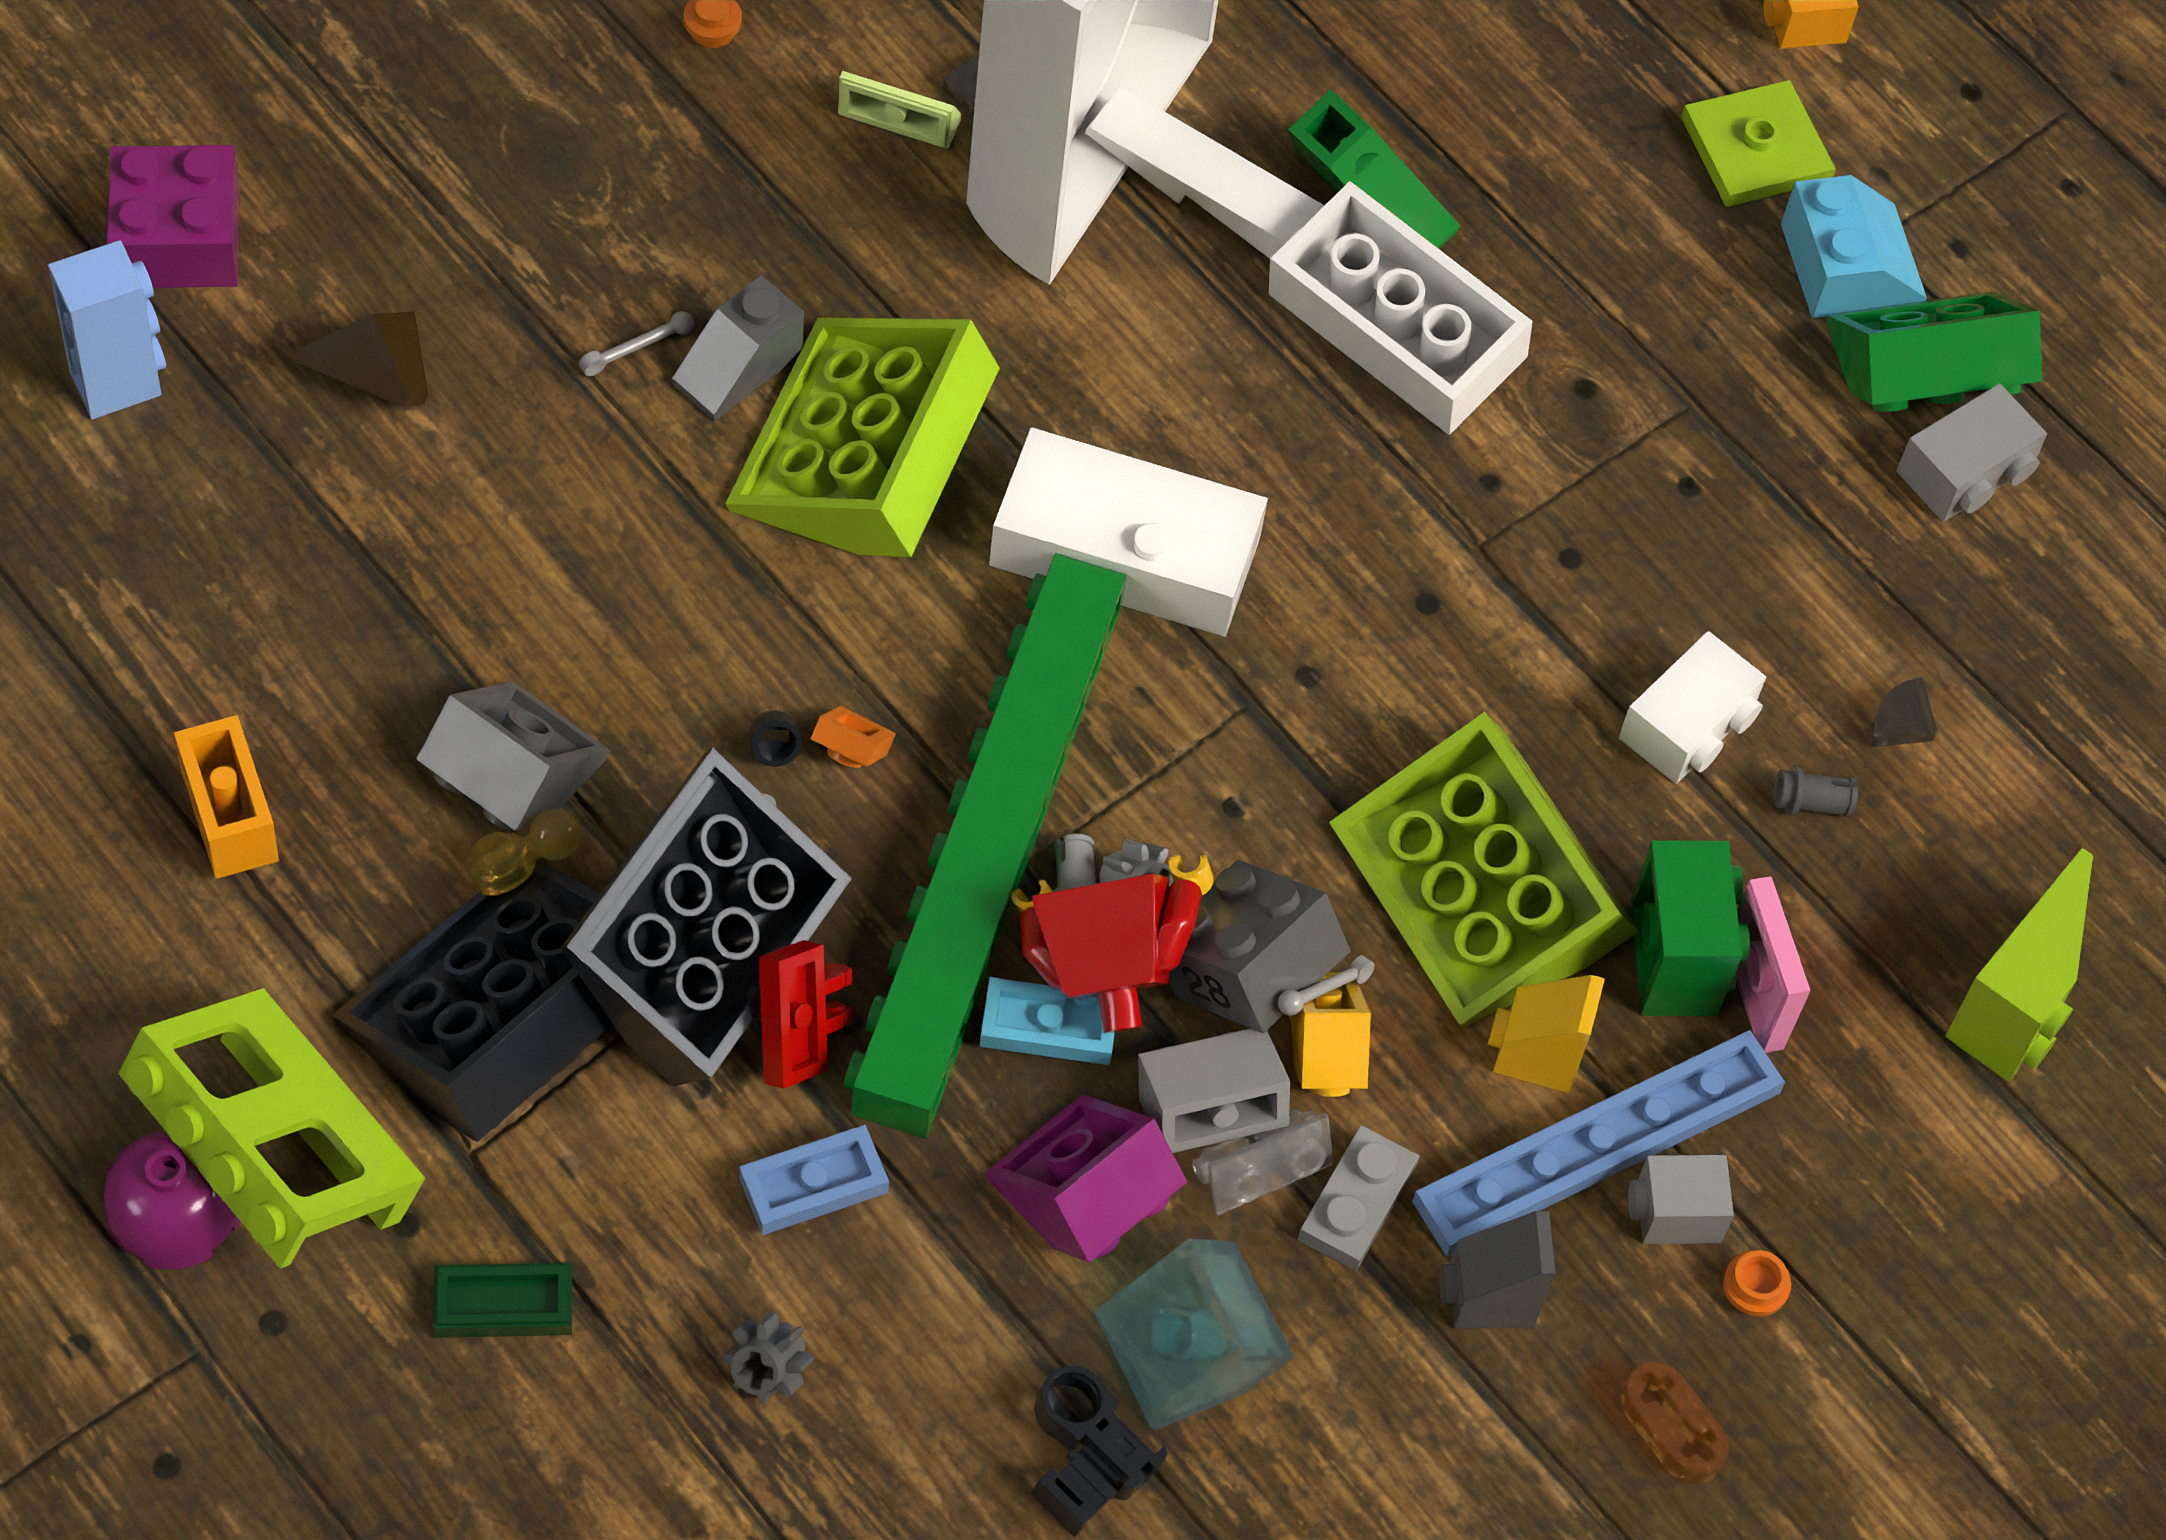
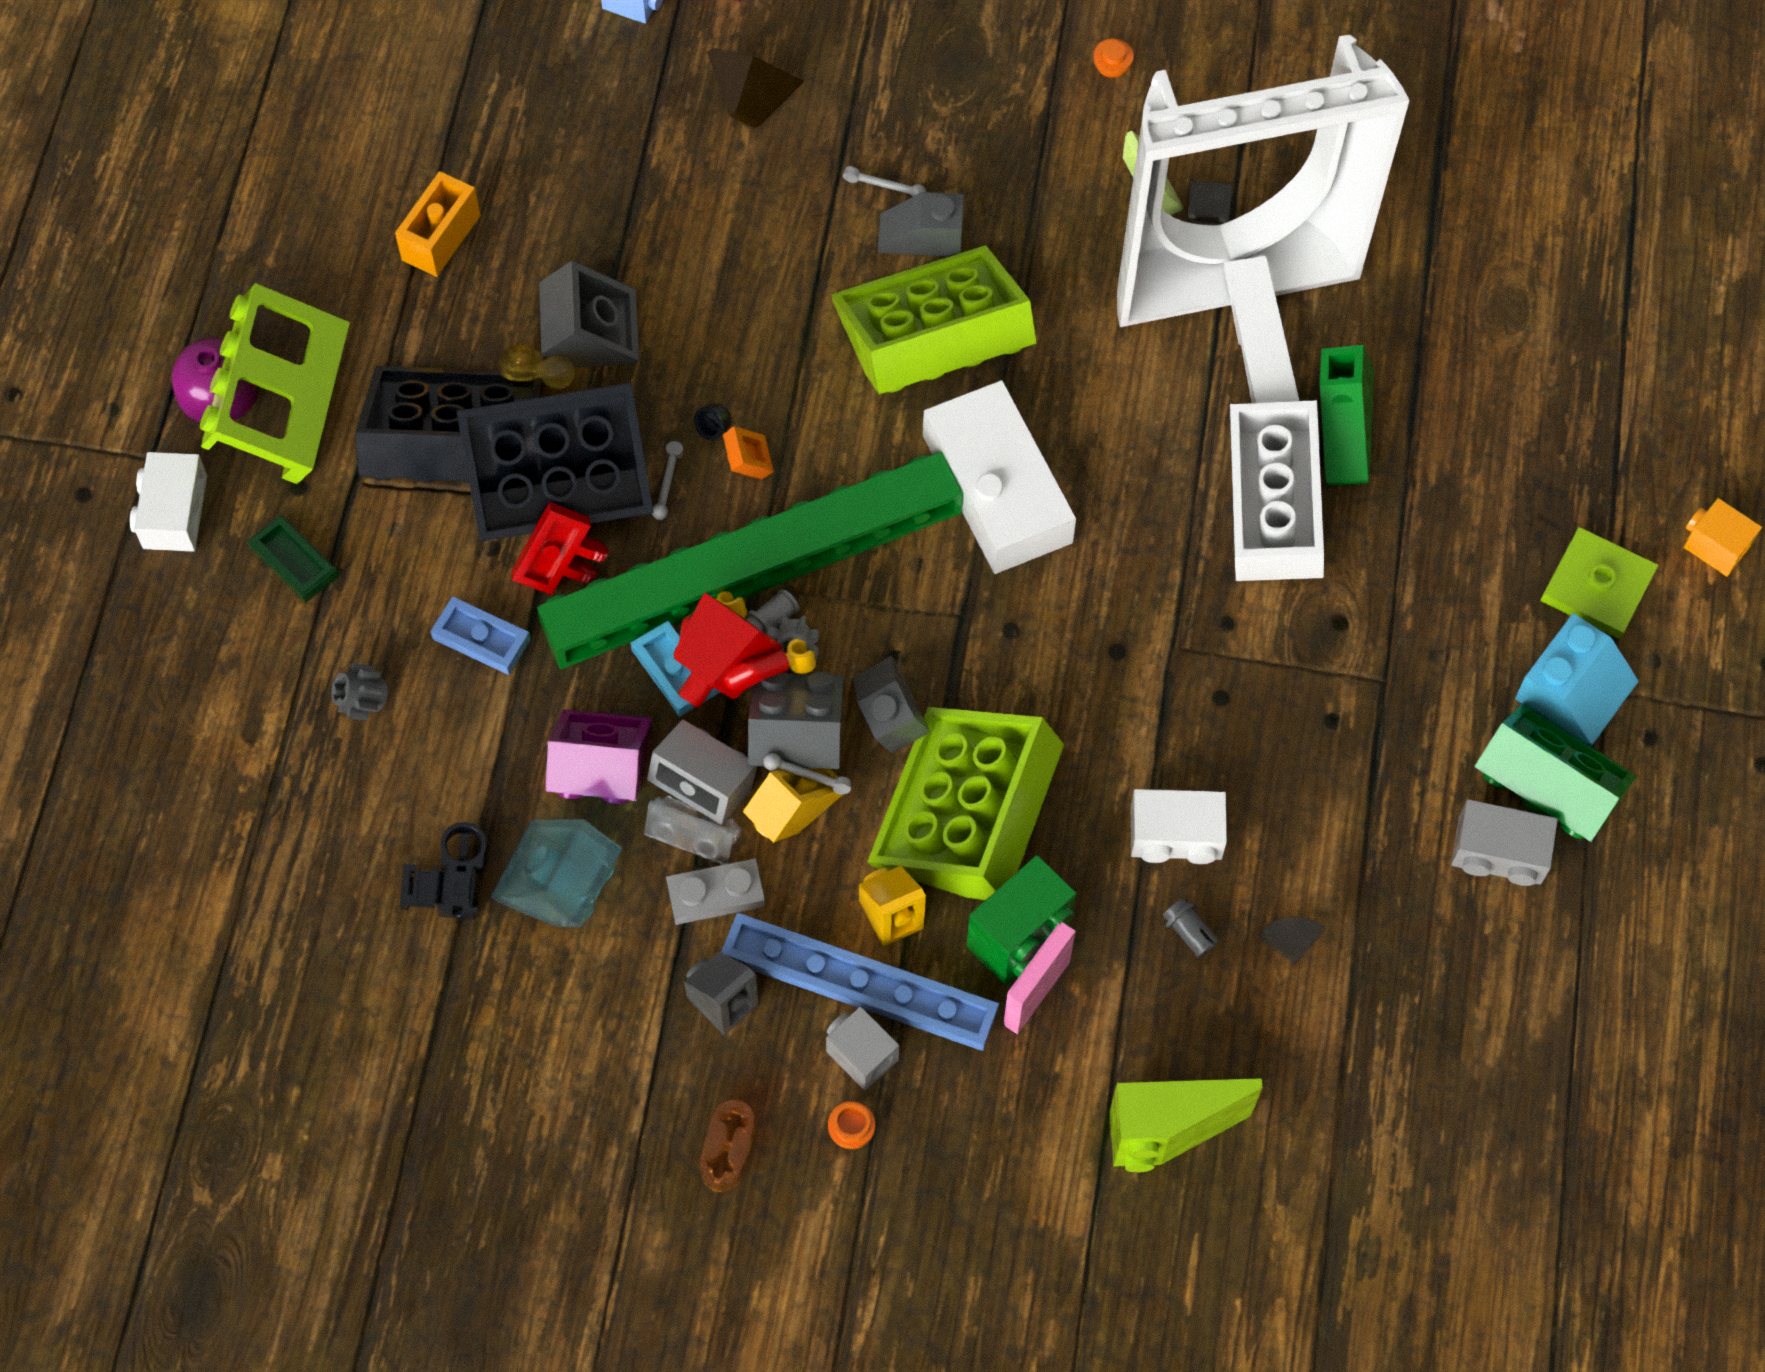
camera: 55 degrees right, 5 degrees up
(295, 1370) = (169, 501): none -> white brick
(1299, 846) = (889, 706): none -> dark grey slope

